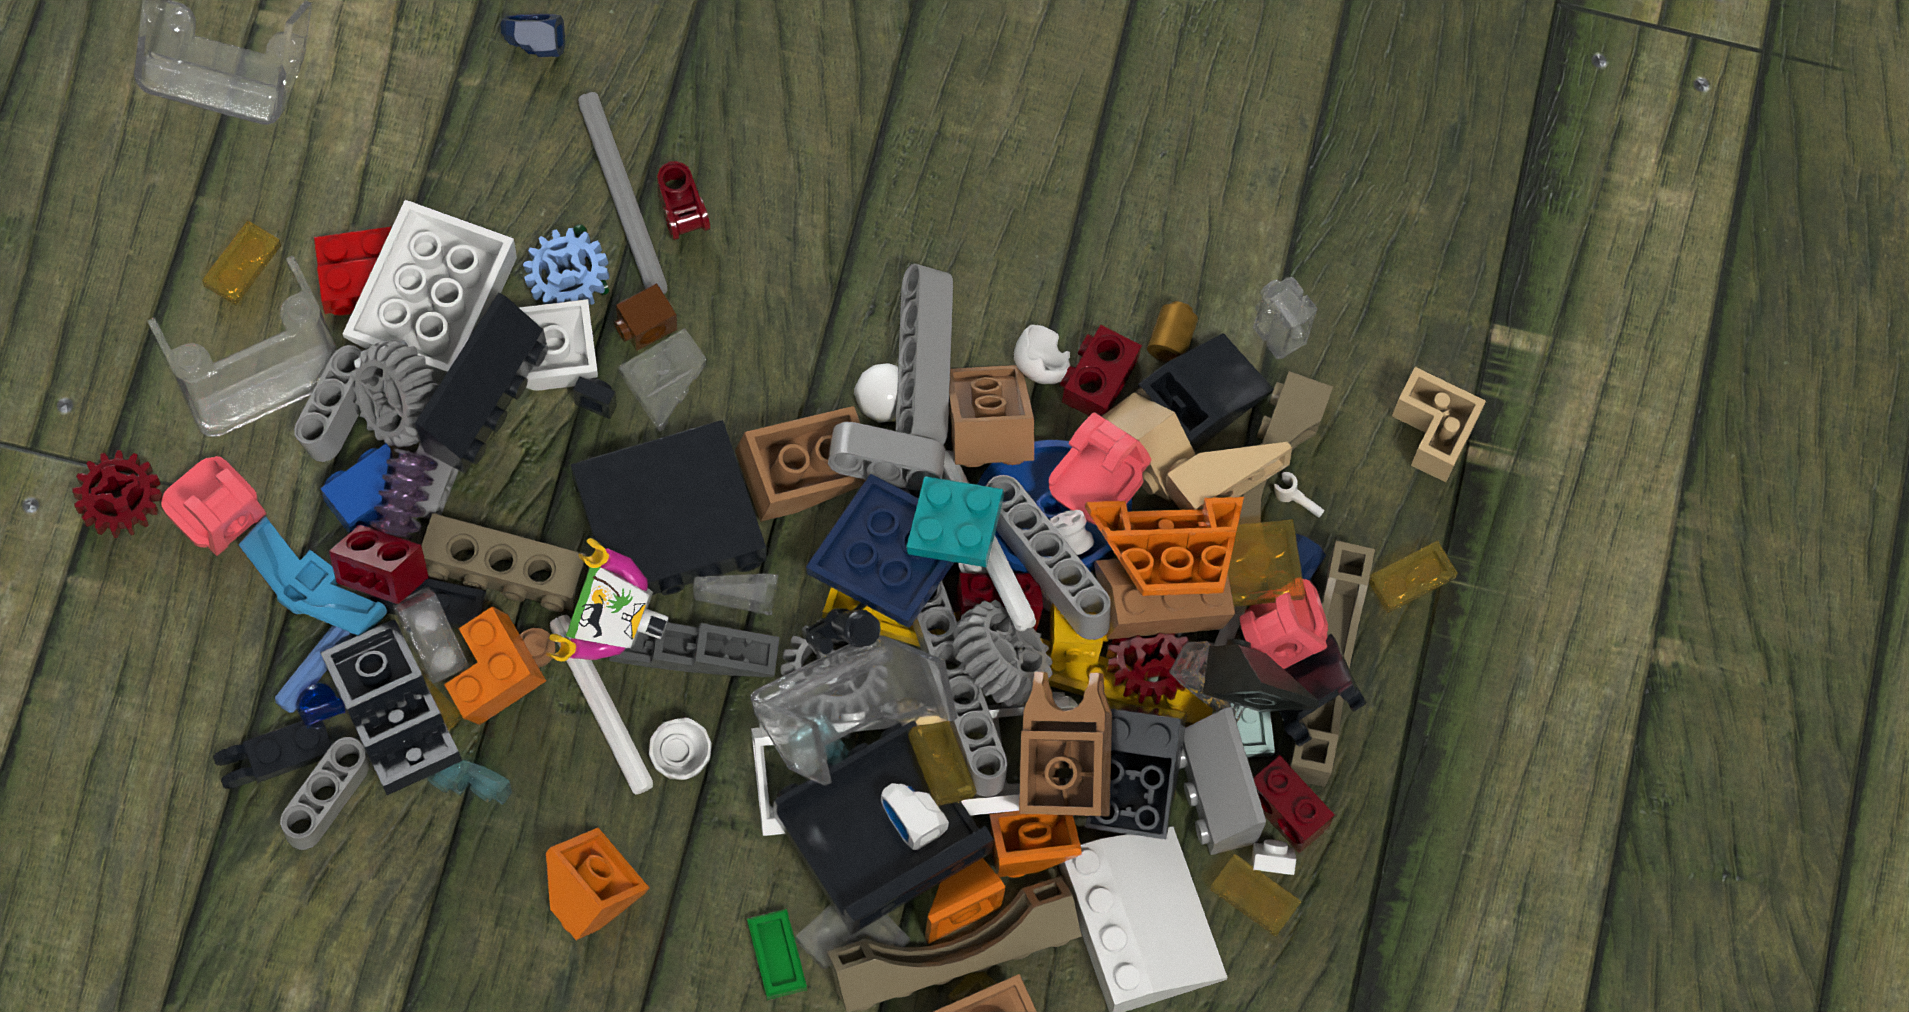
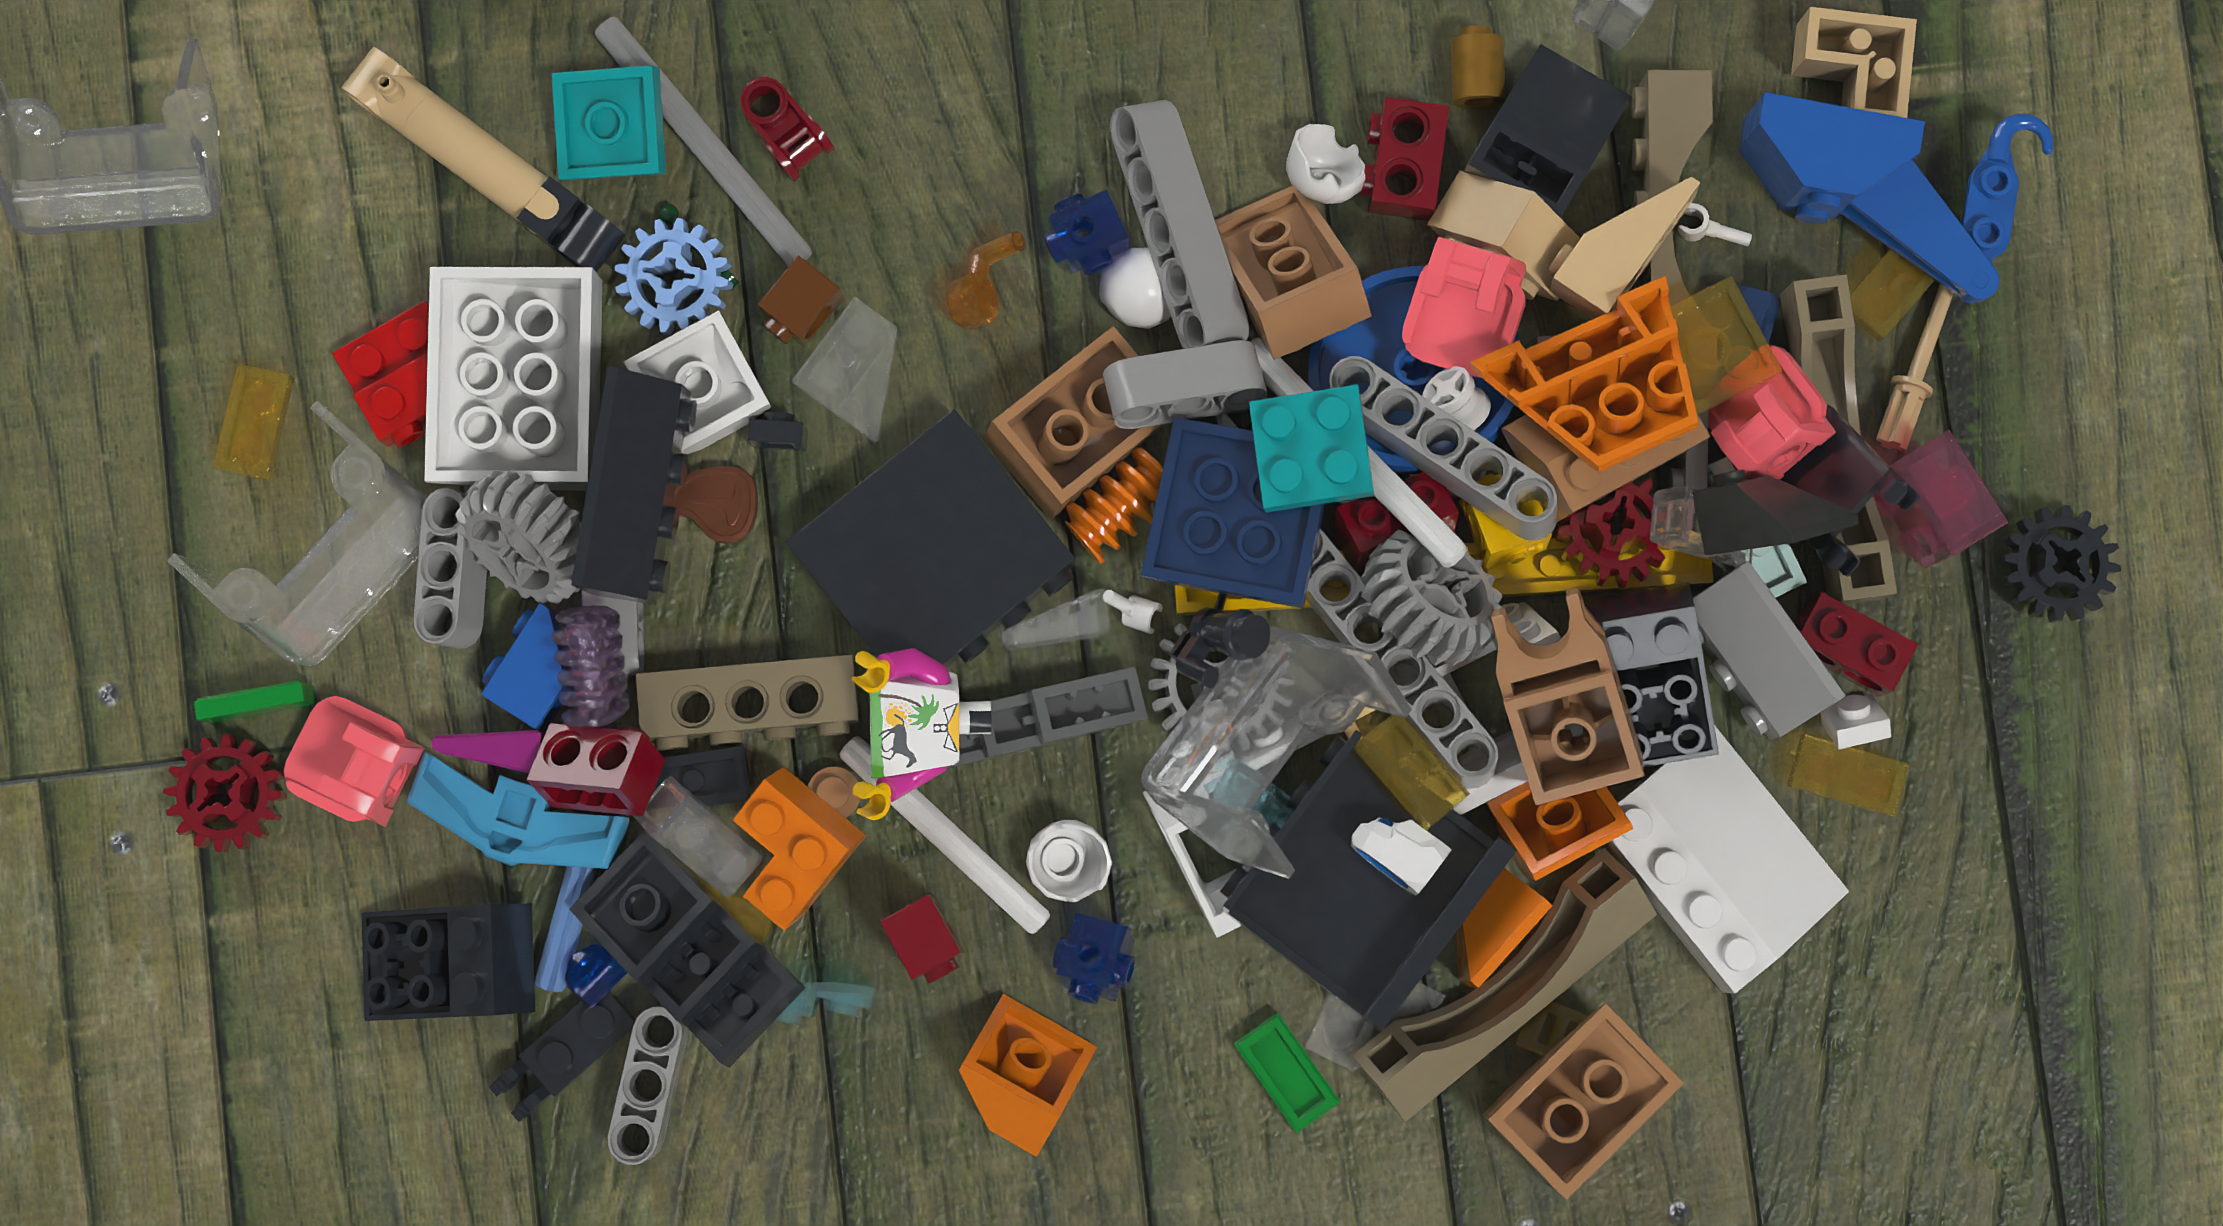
camera: 15 degrees left, 15 degrees up
(163, 442) = (255, 702): none -> green tile
(222, 661) = (448, 962): none -> black slope
(310, 529) = (503, 749): none -> magenta slope
(496, 192) = (483, 161): none -> tan piece
(536, 429) = (719, 502): none -> copper piece
(557, 760) = (924, 939): none -> dark red brick
(563, 157) = (608, 123): none -> teal plate
(672, 820) = (1095, 959): none -> clear blue brick
(765, 356) = (972, 297): none -> clear orange plate
(794, 602) = (1135, 610): none -> white hand
(806, 527) = (1117, 505): none -> orange piece
(859, 341) = (1090, 215): none -> clear blue brick
(1385, 726) = (1952, 502): none -> clear pink brick
(1398, 650) = (1910, 390): none -> tan piece
(1411, 483) = (1862, 166): none -> blue slope
(1475, 798) = (2075, 577): none -> black gear

